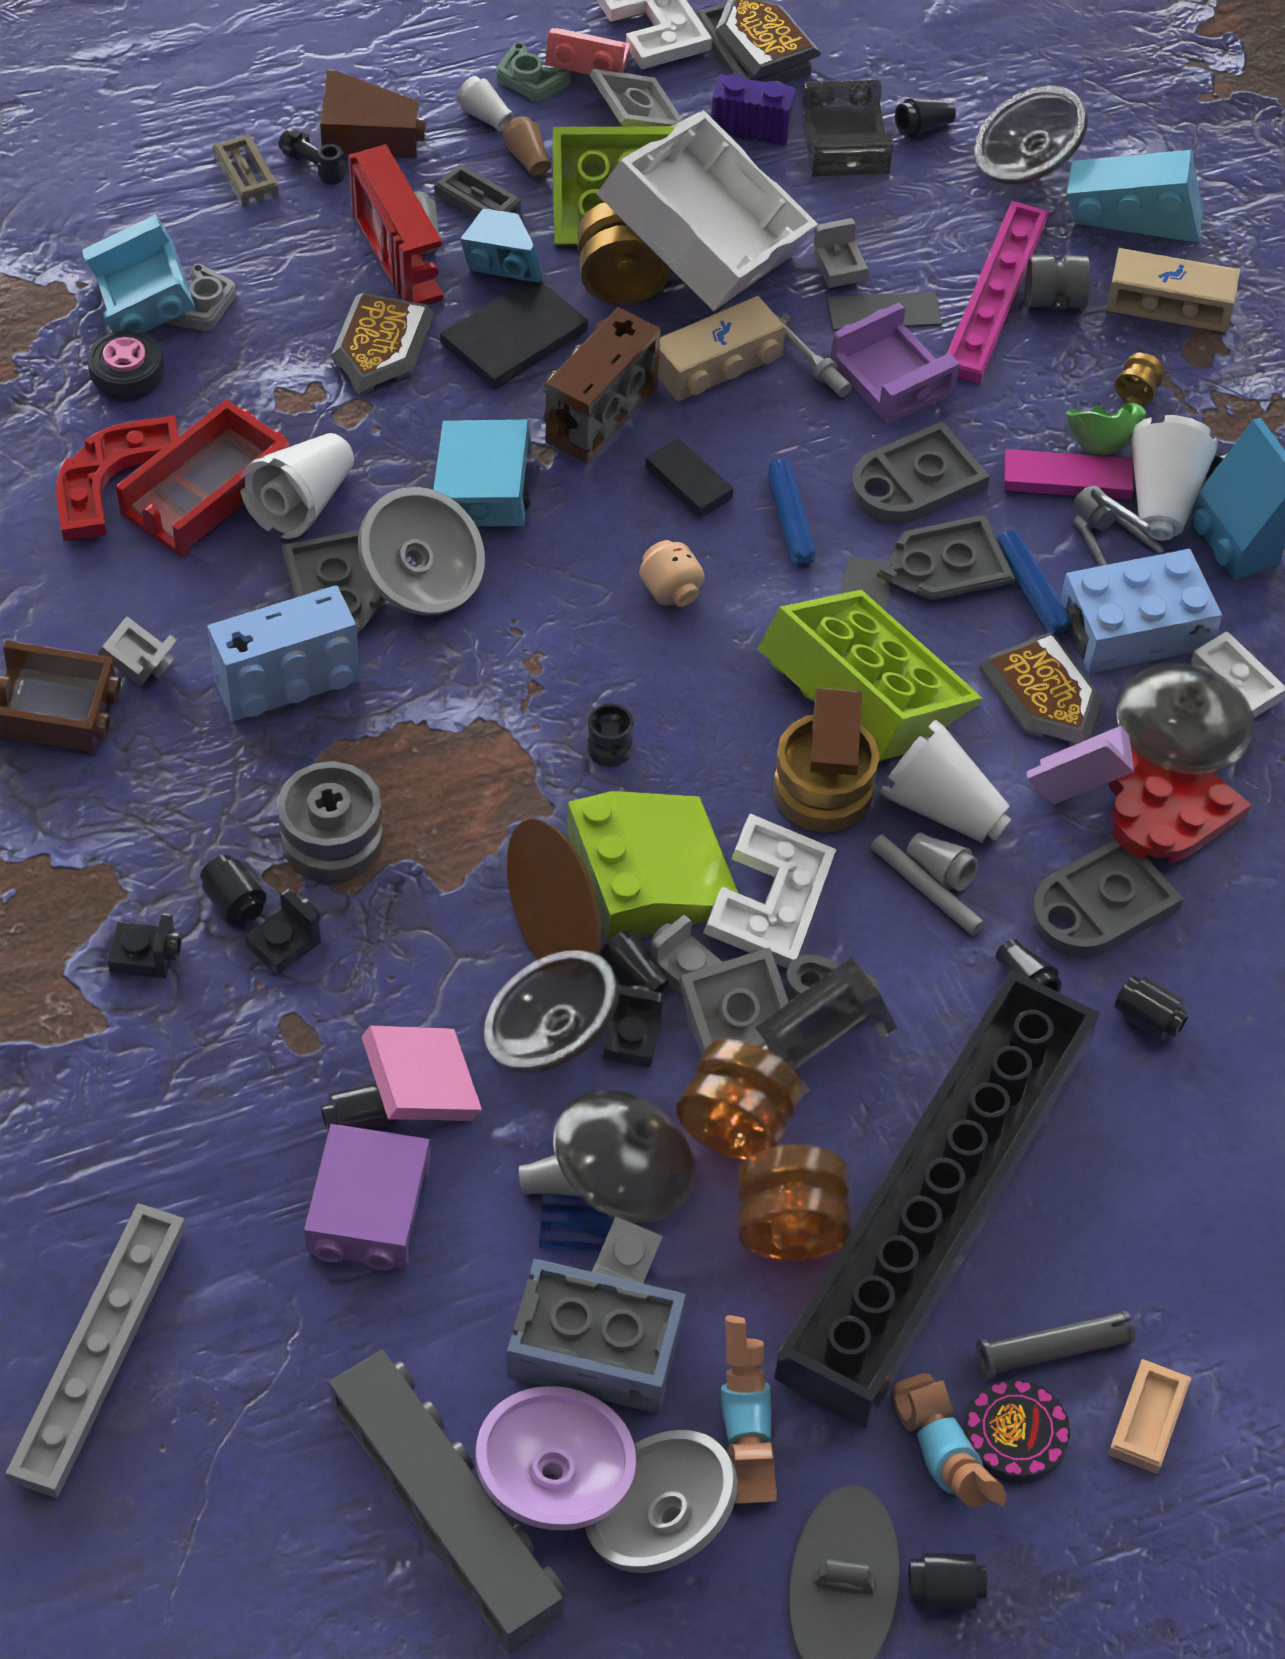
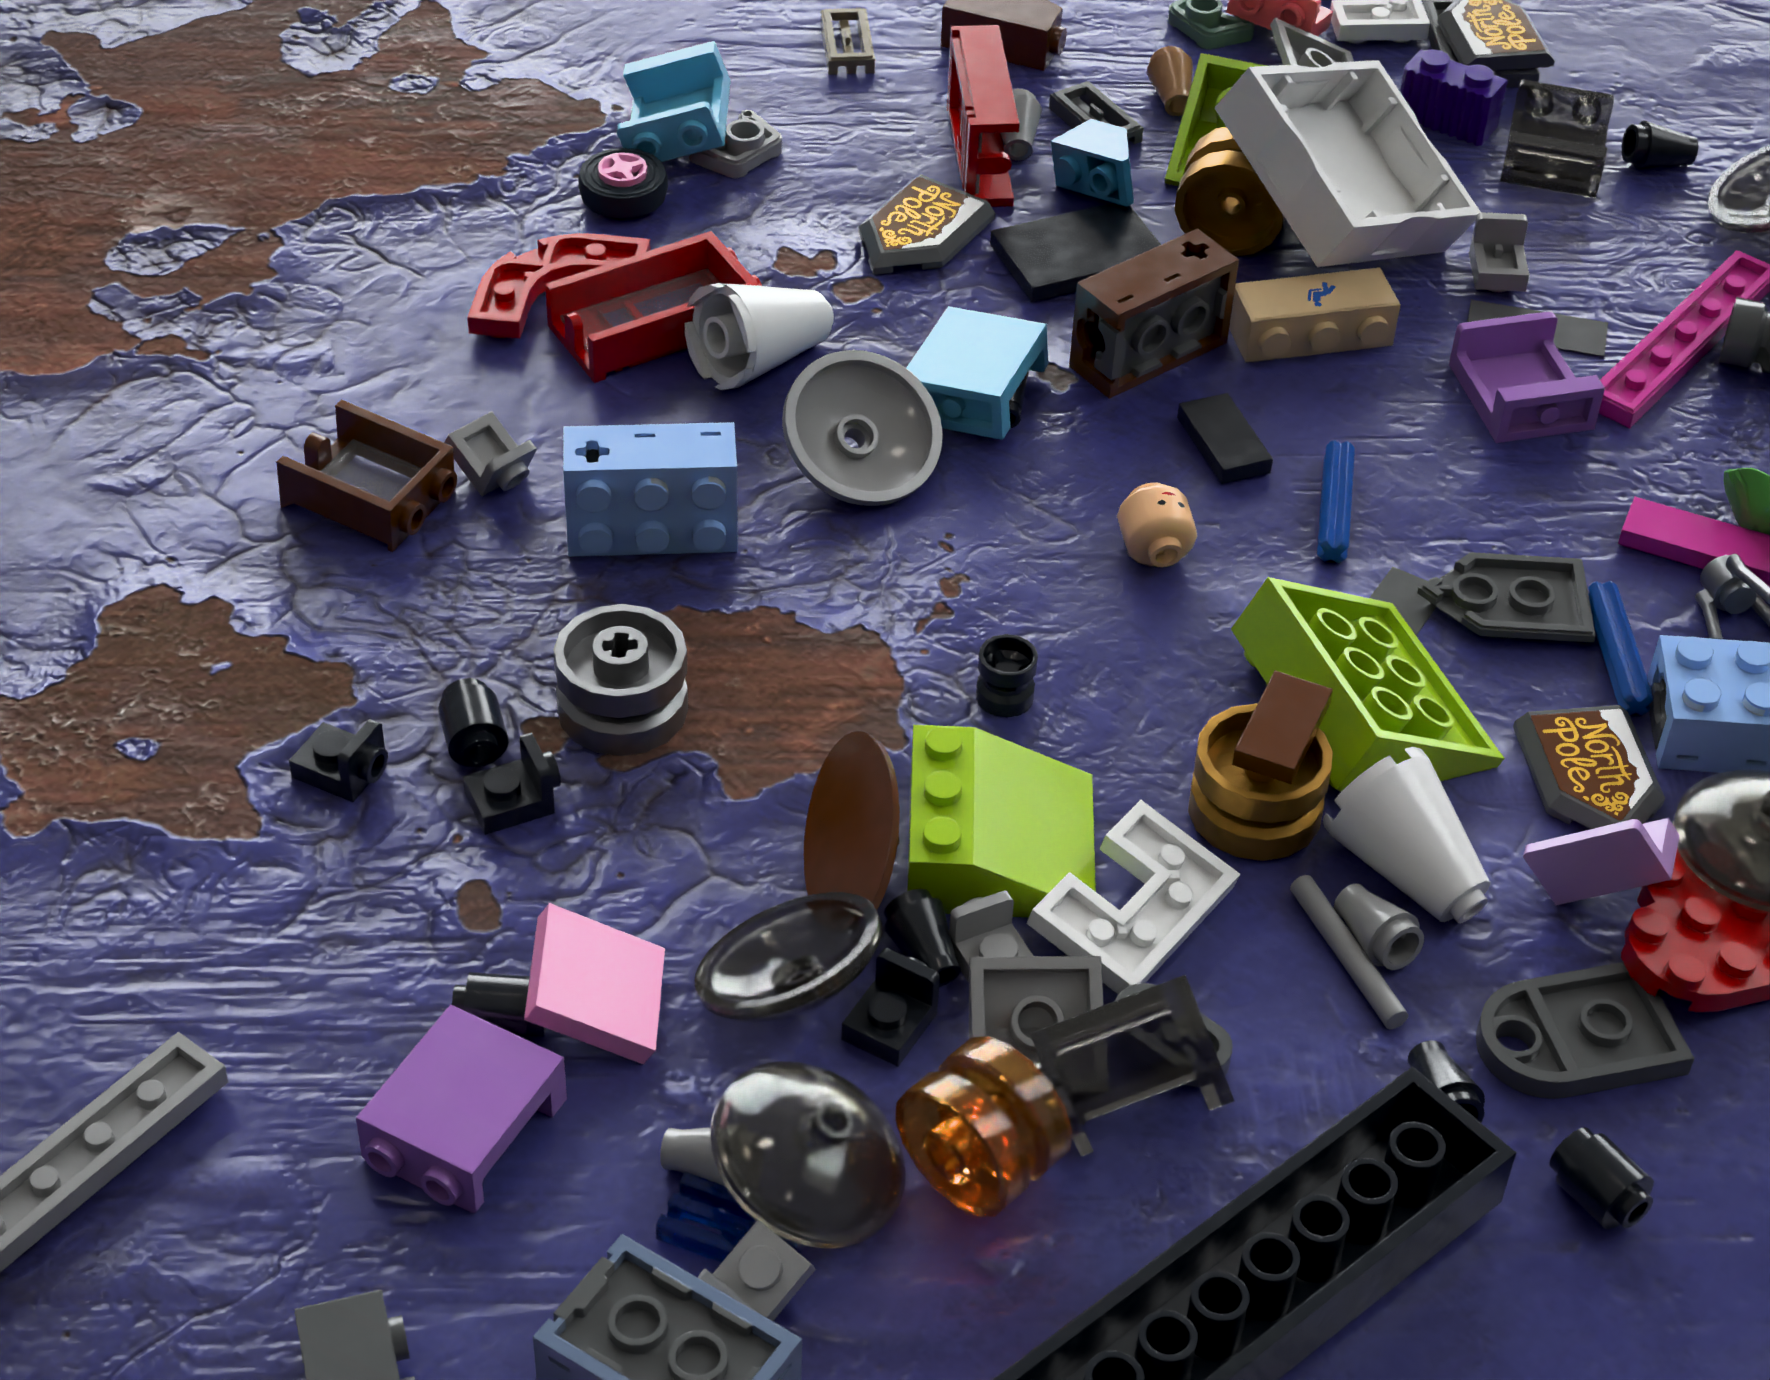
camera: 20 degrees right, 10 degrees down
(327, 158) = (916, 30): black bar -> none
(332, 562) = (760, 443): dark grey tile -> none
(482, 101) = (1138, 29): white cone -> none
(793, 1203) = (1000, 1270): clear orange wheel -> none
(823, 369) = (1436, 366): light grey piece -> none
(917, 475) = (1510, 501): dark grey tile -> none

